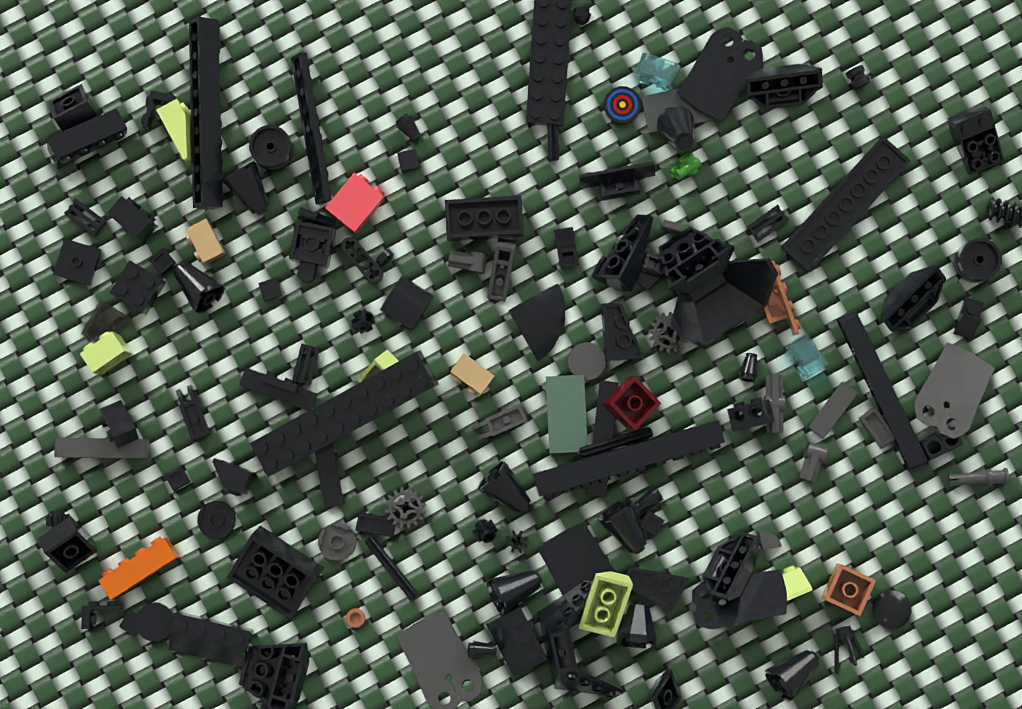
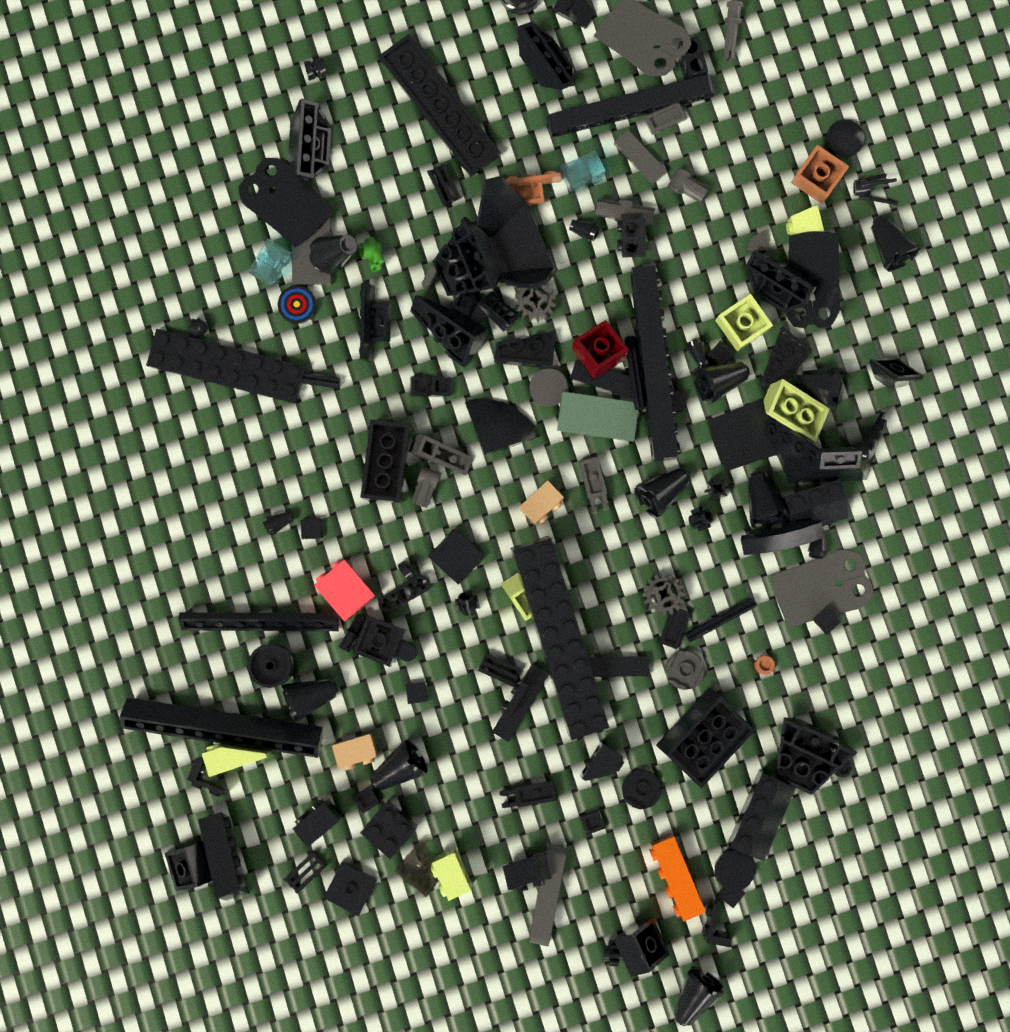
camera: 80 degrees left, 0 degrees up
(31, 605) = (697, 996): none -> black cone
(408, 671) = (826, 620): none -> black tile
(481, 616) = (788, 536): none -> black slope
(653, 308) = (502, 306): none -> black slope
(685, 539) = (744, 322): none -> yellowish green brick

